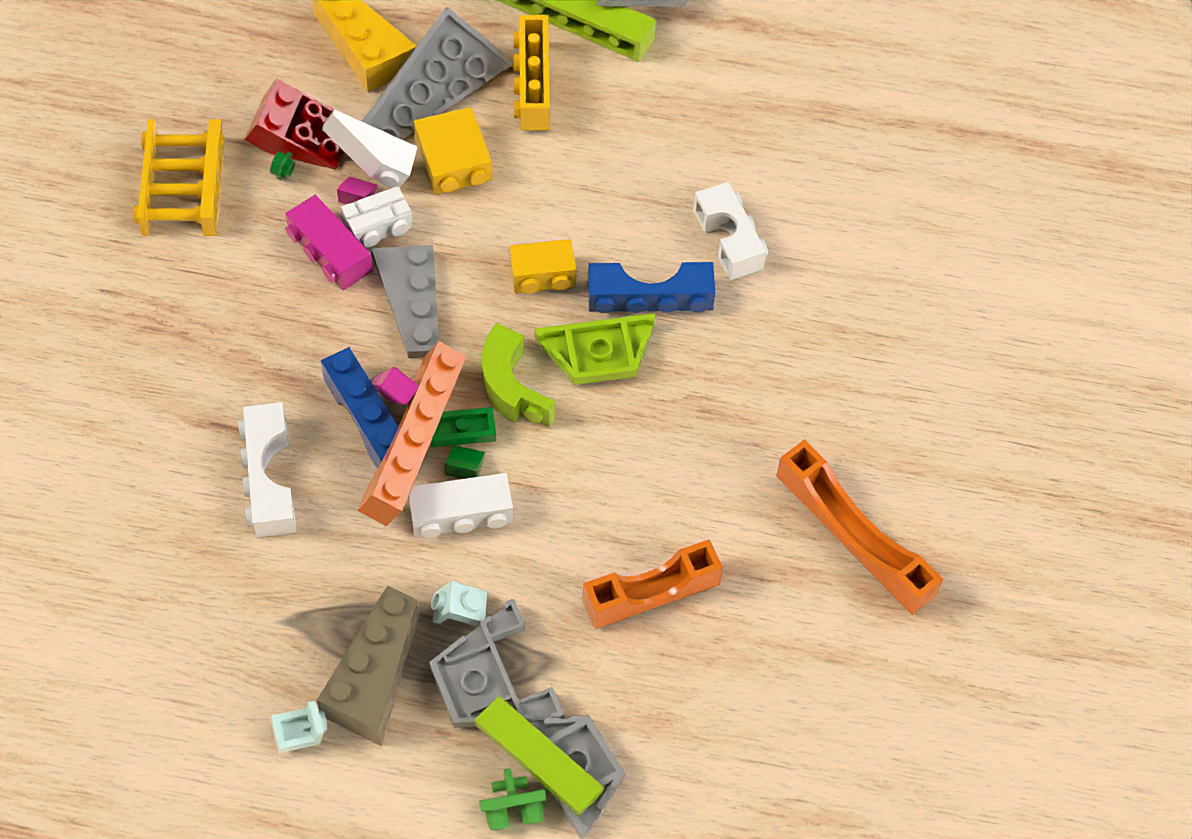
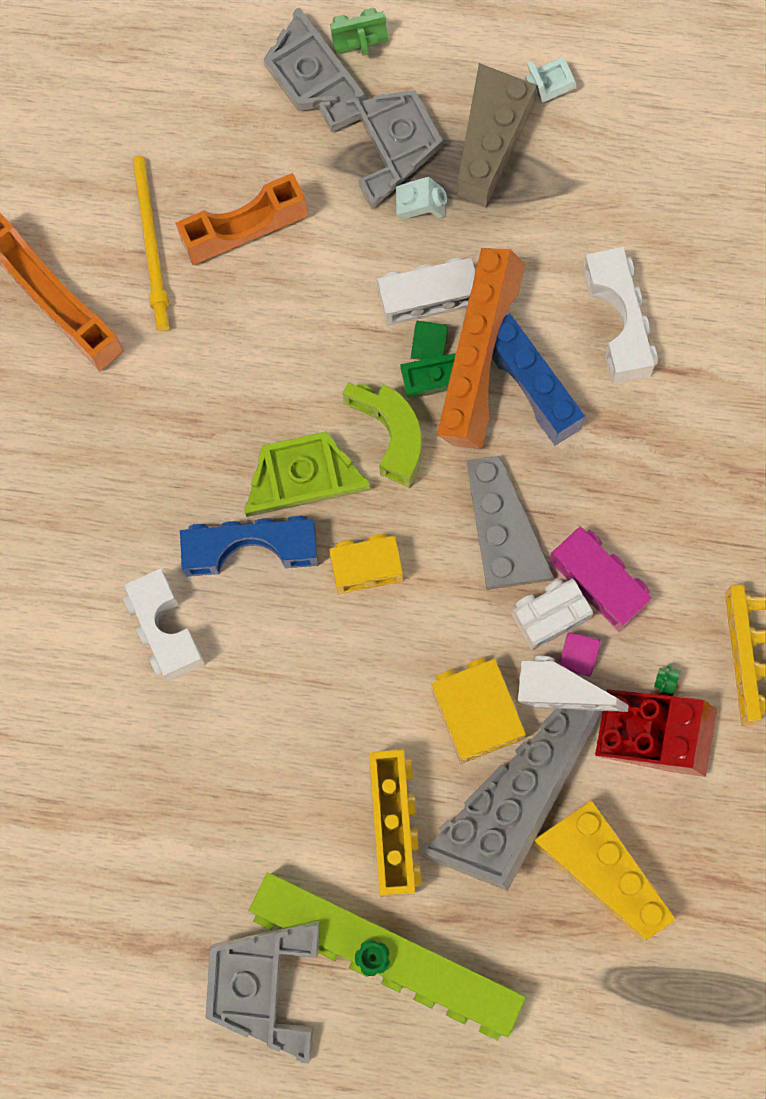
camera: 175 degrees left, 15 degrees up
(395, 386) = (508, 387): dark pink slope -> none
(539, 756) = (339, 62): lime tile -> none
(742, 524) = (158, 296): none -> yellow bar

